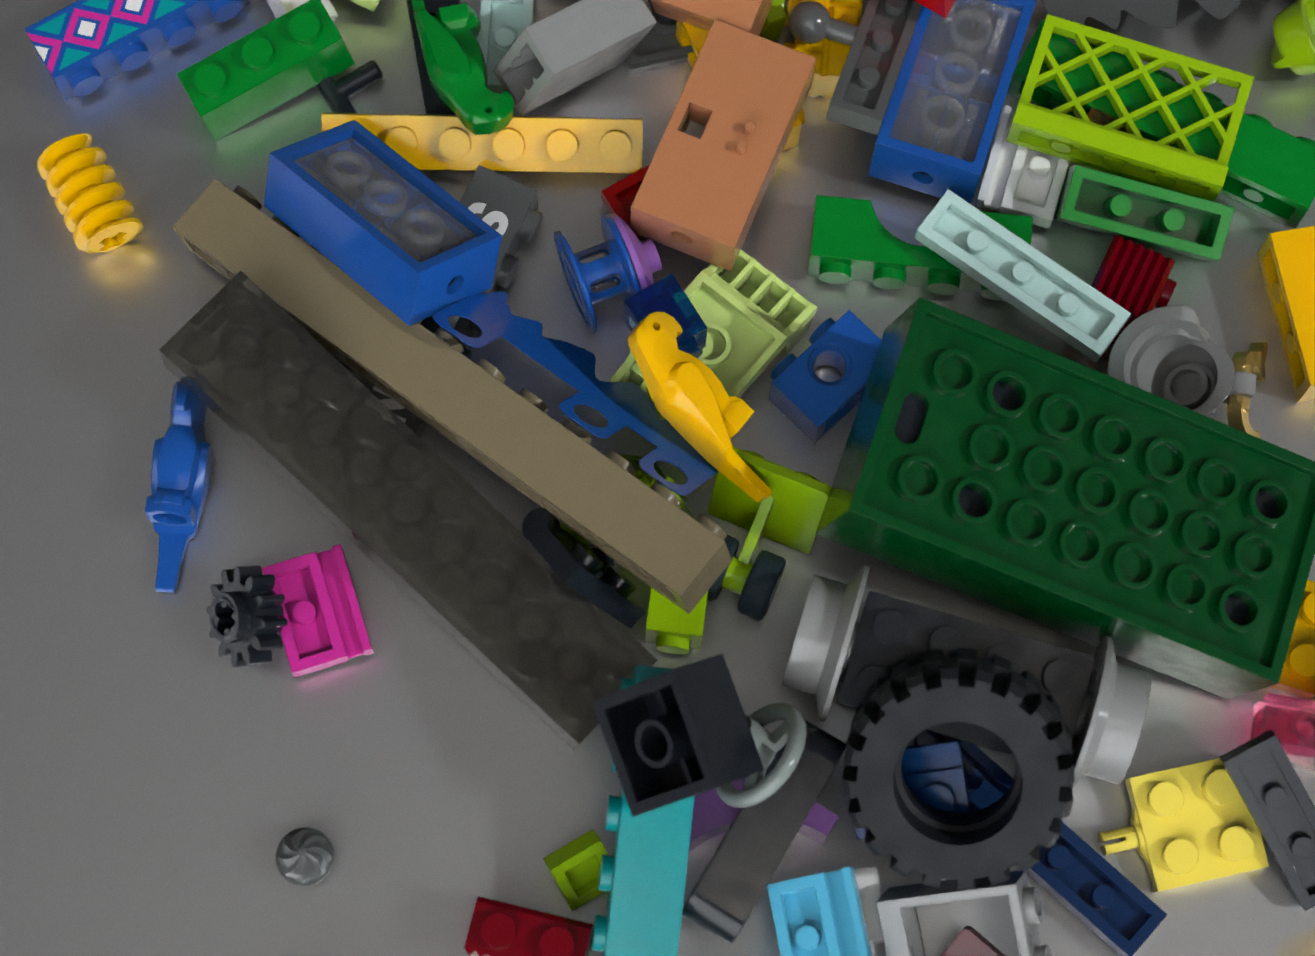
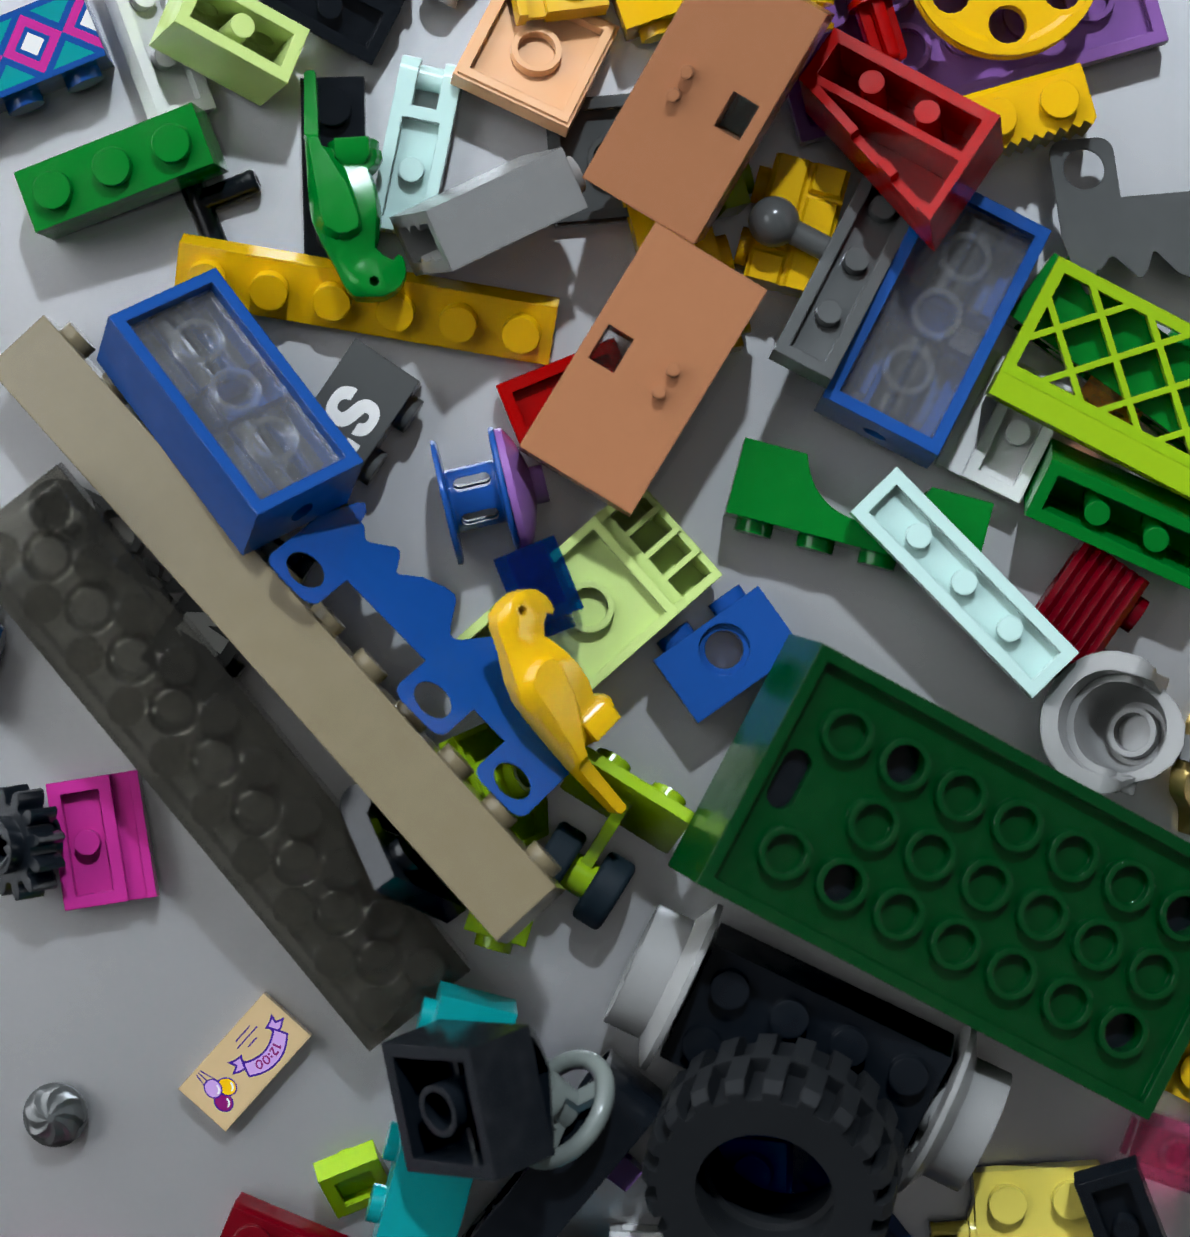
camera: 10 degrees right, 15 degrees up
(469, 785) = (245, 1061): none -> tan tile

